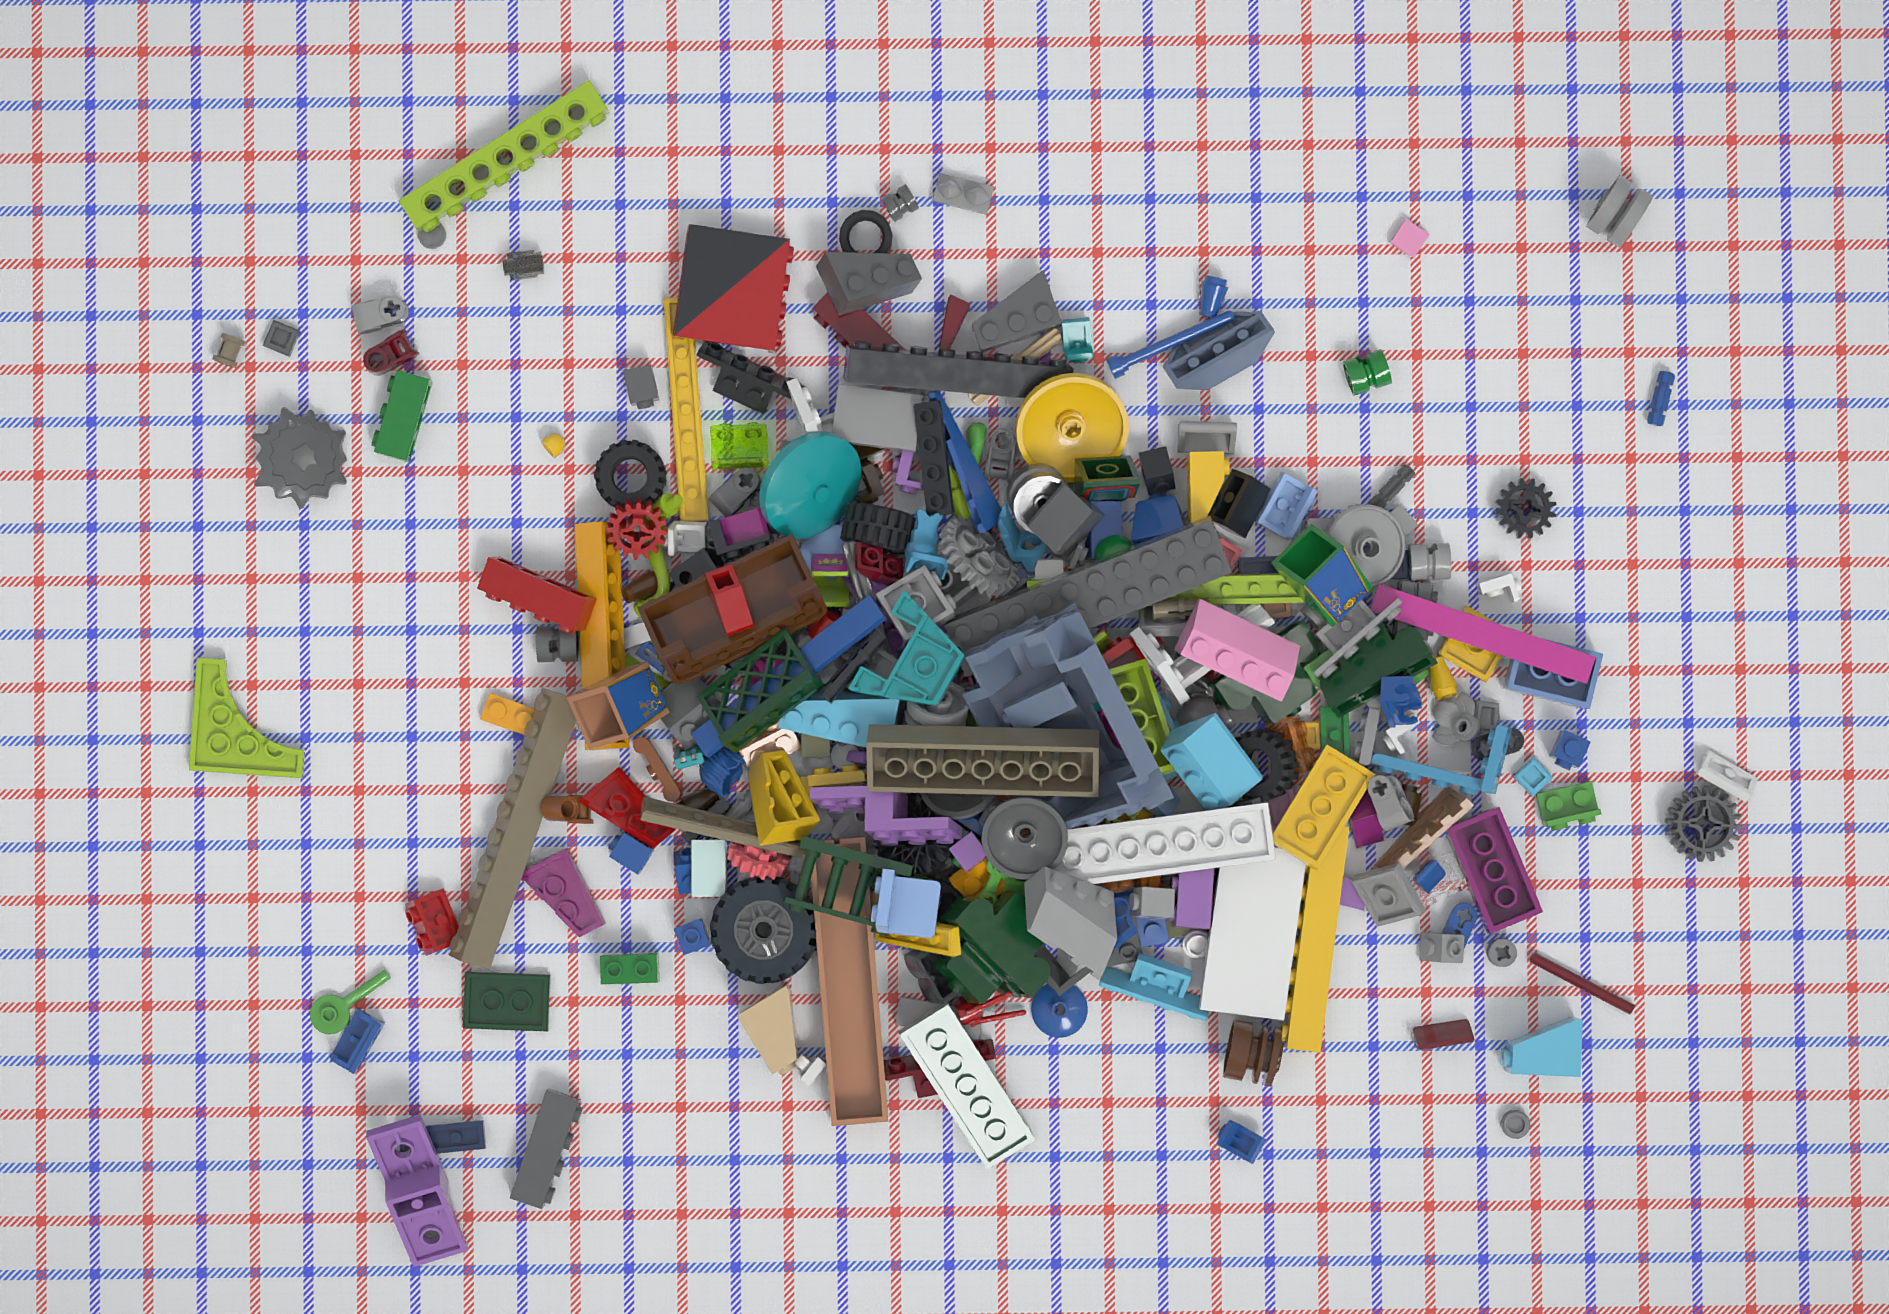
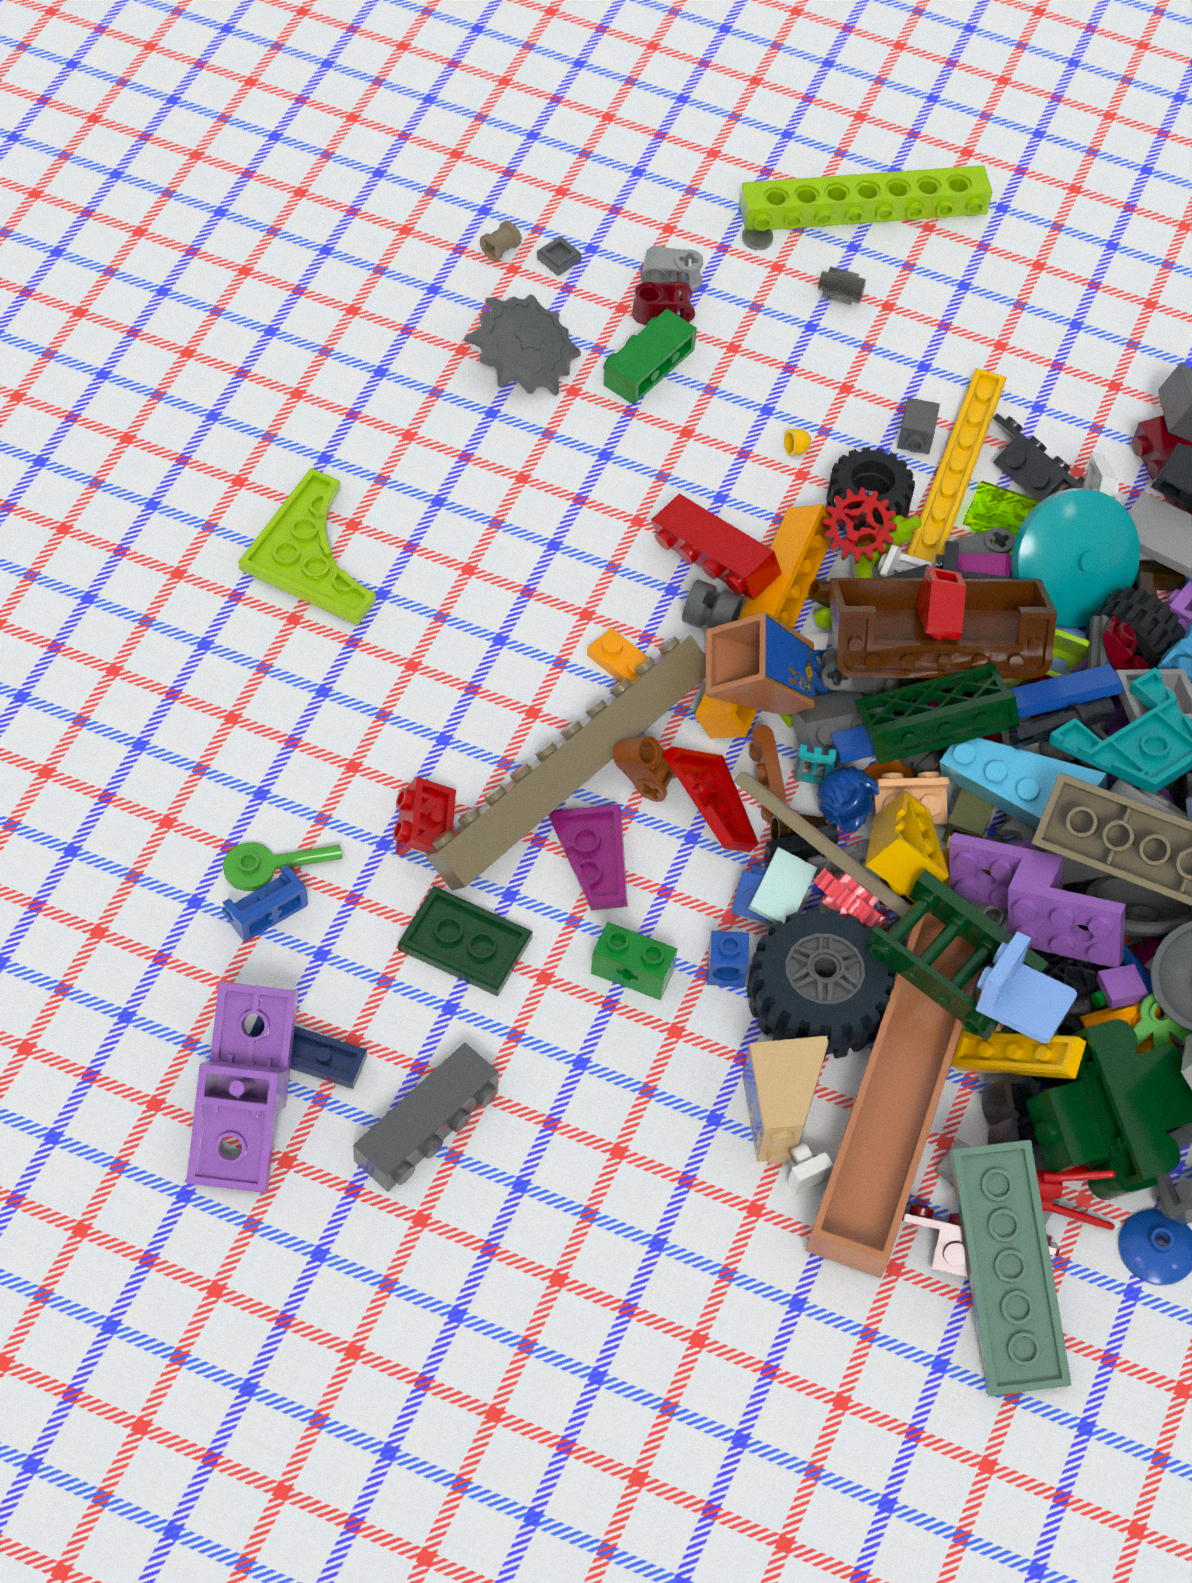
camera: 20 degrees right, 30 degrees down
(630, 852) = (695, 844): blue brick -> none
(732, 287) = (1059, 375): panel -> none

